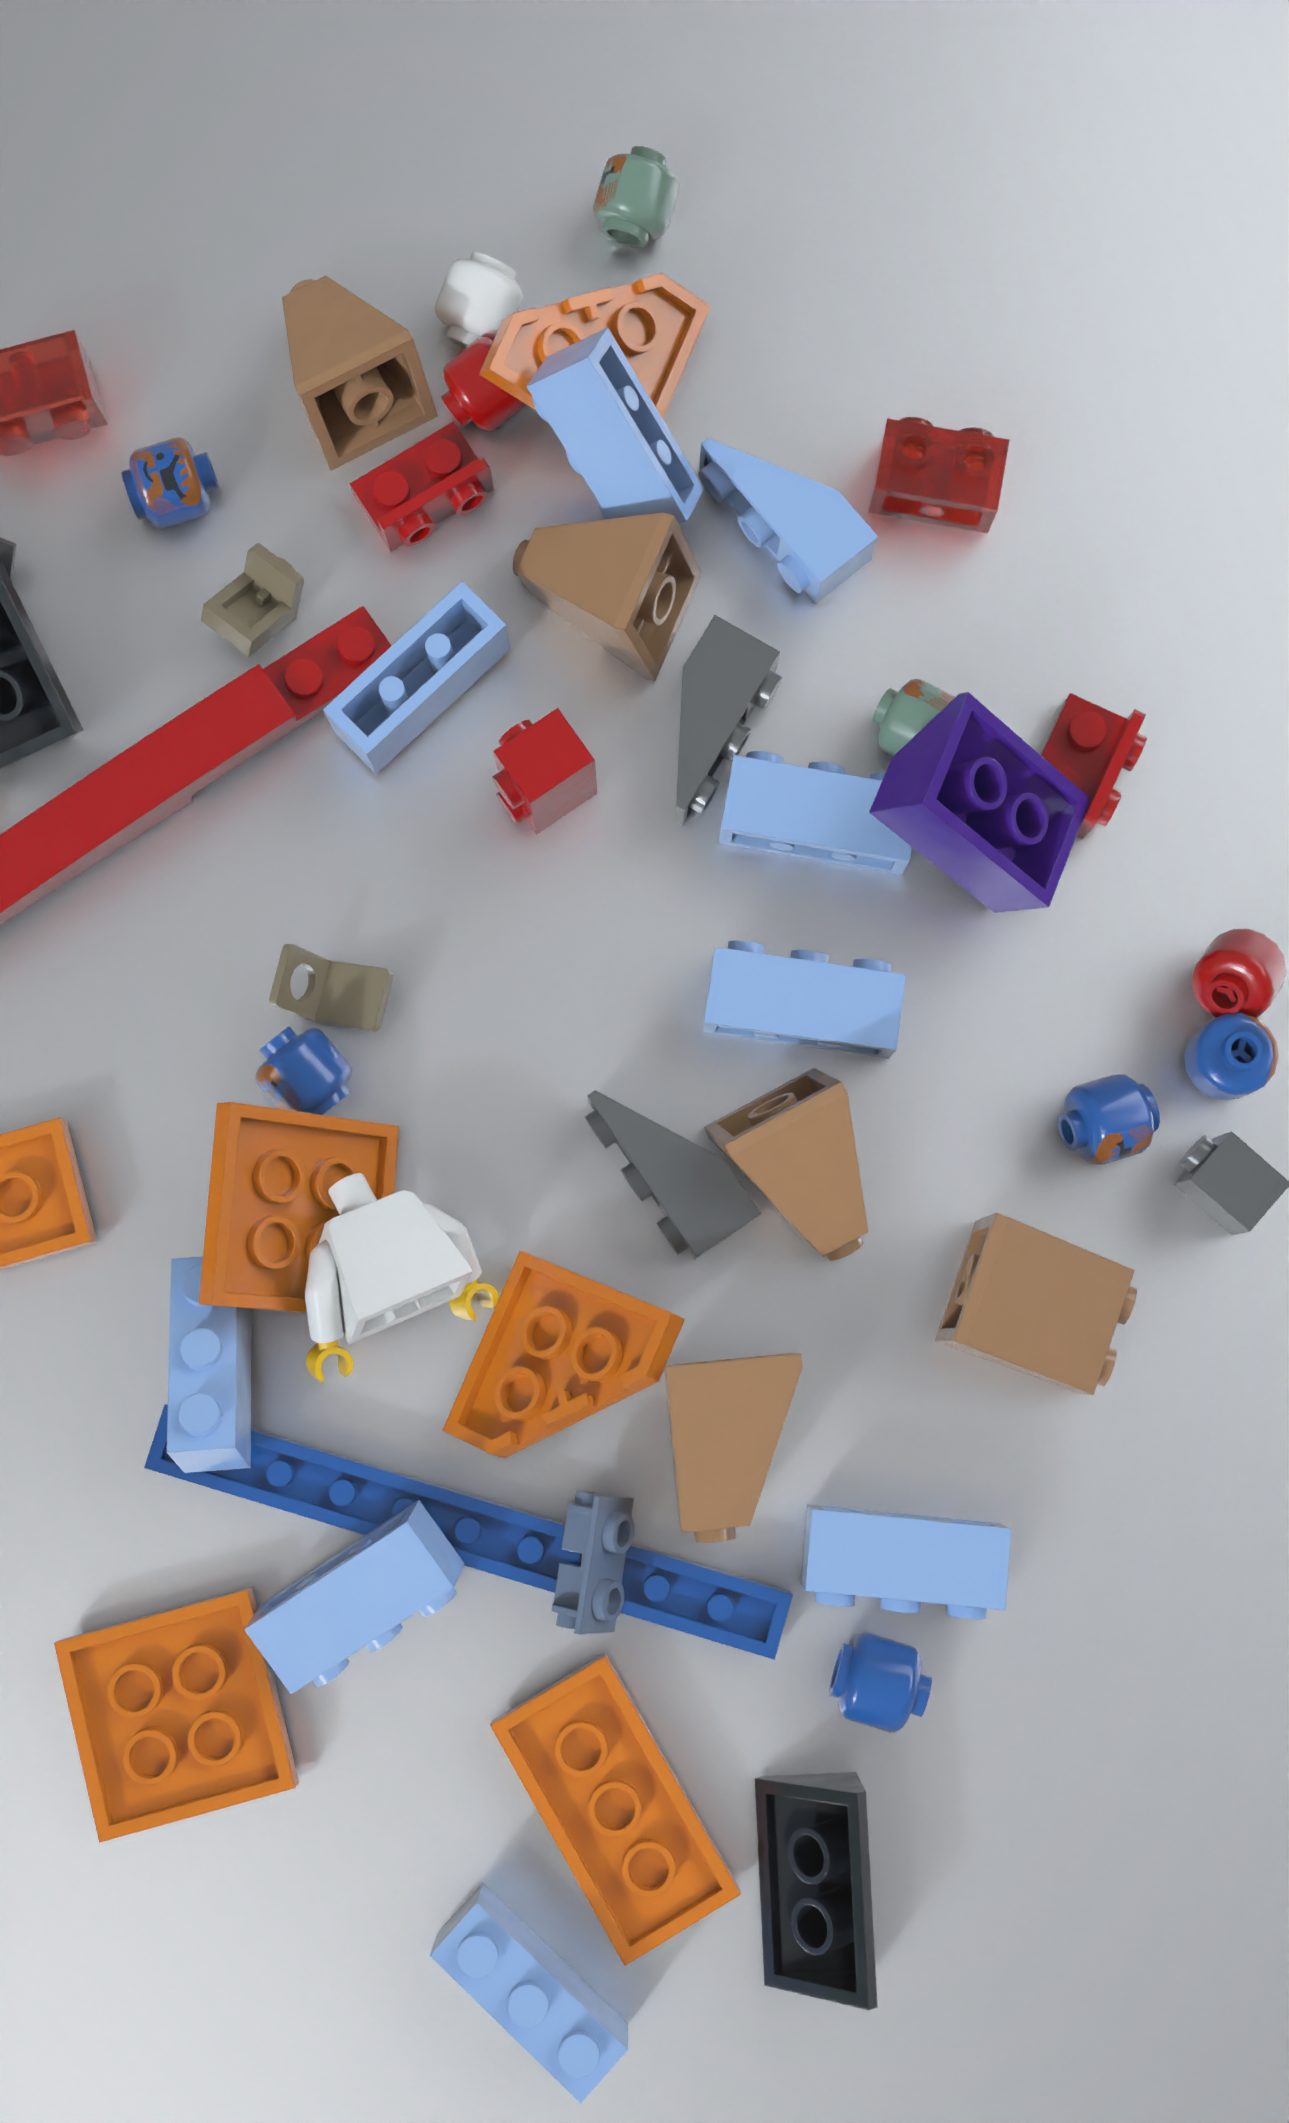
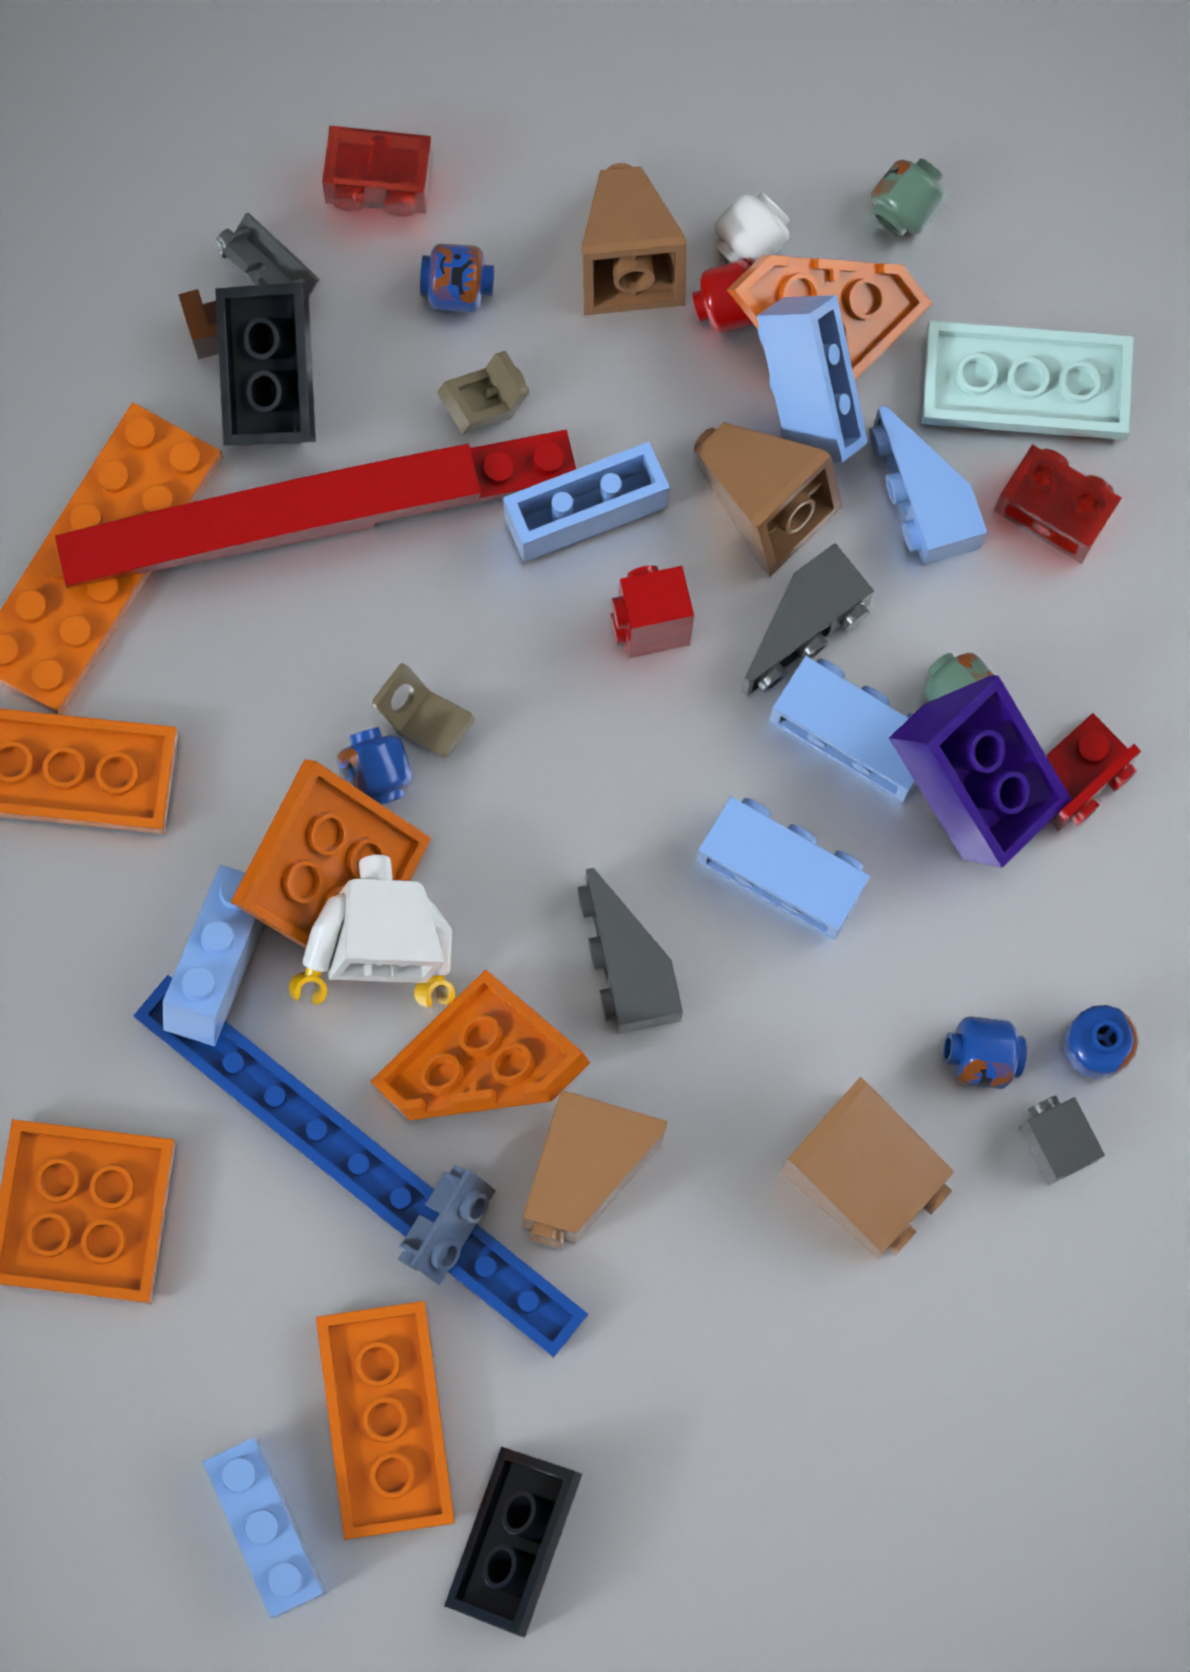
camera: 20 degrees right, 5 degrees down
(356, 1599) = (255, 1178): light blue brick -> none
(423, 487) = (650, 357): red bracket -> none
(802, 1159) = (730, 987): medium nougat slope -> none
(849, 351) = (1027, 380): none -> light aqua plate
(879, 1682) = (627, 1407): blue head -> none
(905, 1560) = (685, 1324): light blue brick -> none
(1239, 974) = (1133, 980): red head -> none

